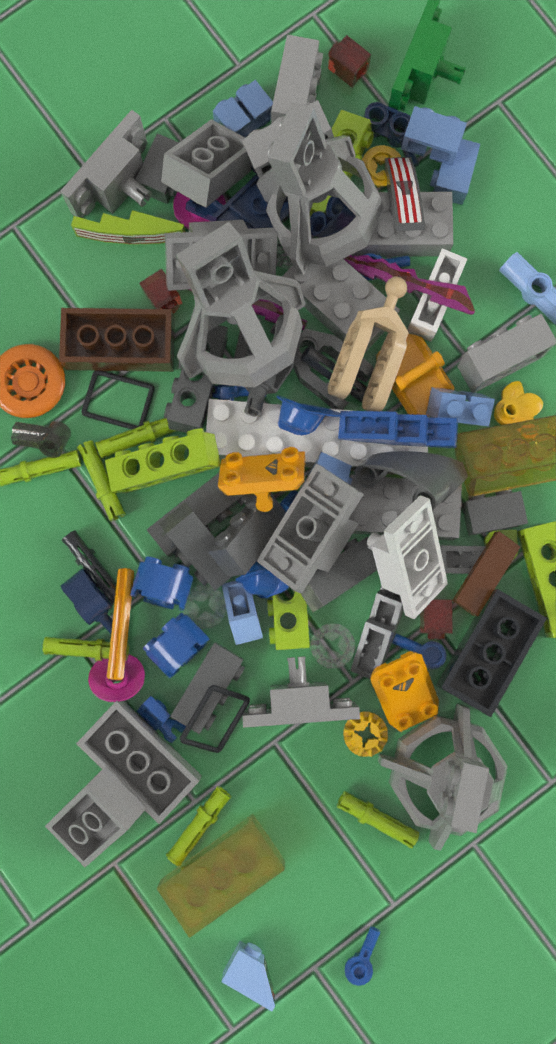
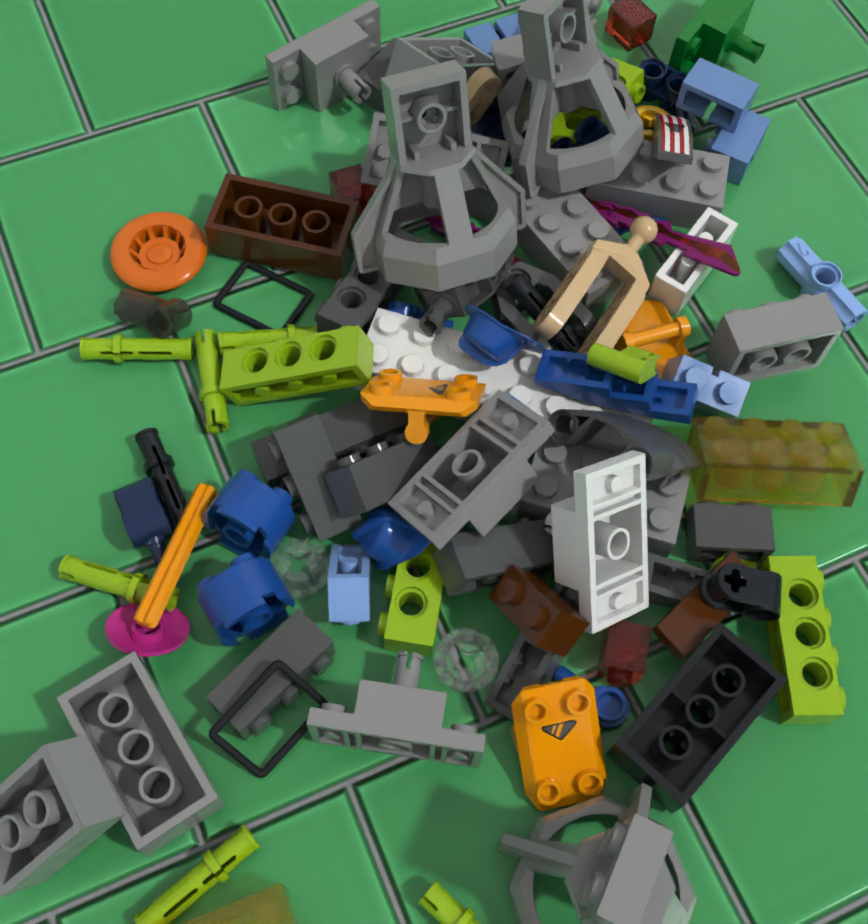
camera: 10 degrees right, 20 degrees down
(137, 230) = (343, 127): lime slope -> none
(156, 715) = (186, 698): blue plate -> none
(239, 190) = (482, 90): none -> tan beam
(371, 746) = (494, 821): yellow gear -> none
(375, 611) = (538, 611): none -> reddish brown brick
(407, 419) = (628, 363): none -> lime piece
(511, 562) = (743, 591): none -> black piece
(520, 404) = (776, 405): yellow plate -> none

